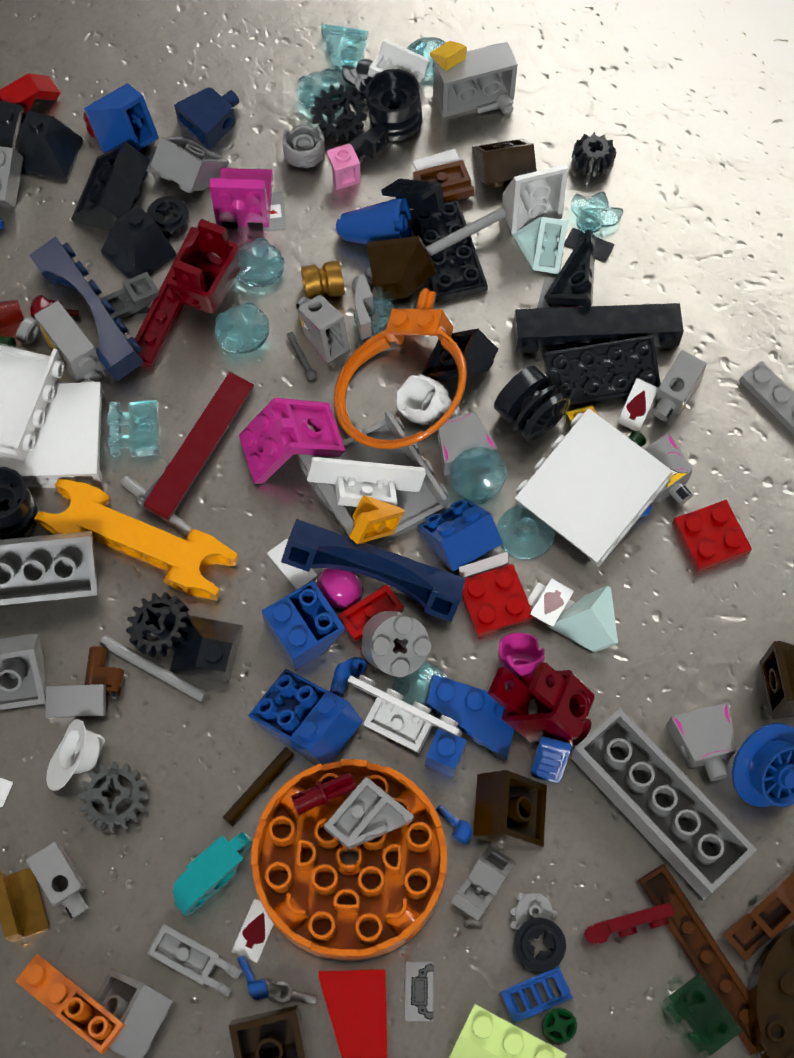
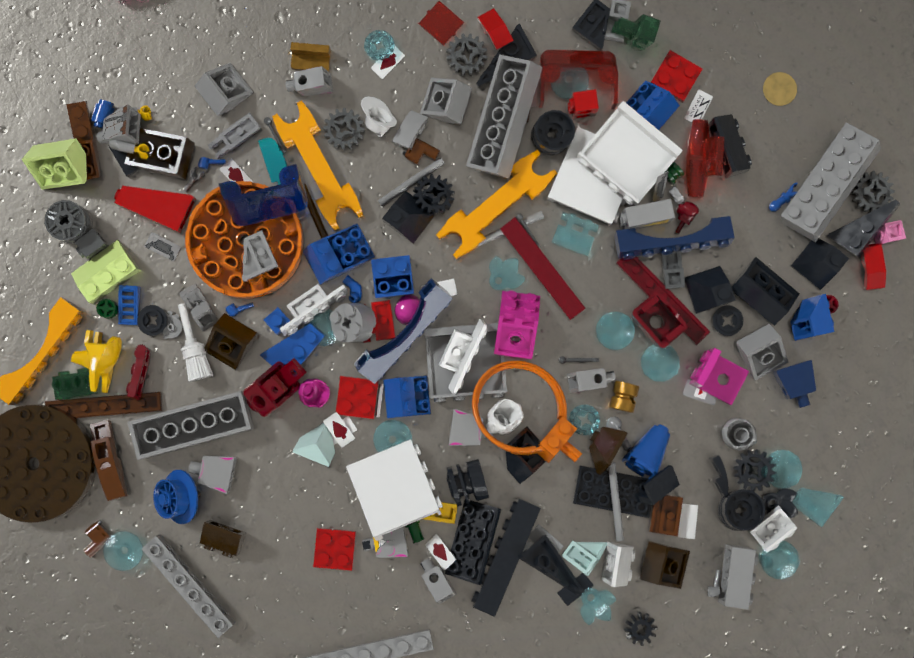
camera: 115 degrees right, 20 degrees up
(70, 1003) = (240, 64): orange slope -> none
(149, 921) = (268, 121): none -> dark grey hinge
(151, 853) = (302, 134): none -> light orange piece
(225, 489) = (506, 271): none -> clear light blue plate
(303, 866) = (267, 202): none -> clear blue windscreen
(323, 793) = (281, 239): dark red axle -> none
(344, 166) = (709, 453): bright pink bracket -> none
(363, 305) = (593, 413): light grey slope -> none
(374, 520) = (434, 346): light orange slope -> none
(449, 54) = (753, 560): yellow slope -> none
(478, 474) = (438, 426): clear light blue dish -> none
(550, 759) = (245, 377): blue slope -> none
(553, 855) = (193, 351): none -> white piece
(643, 995) = (98, 358): none -> yellow piece

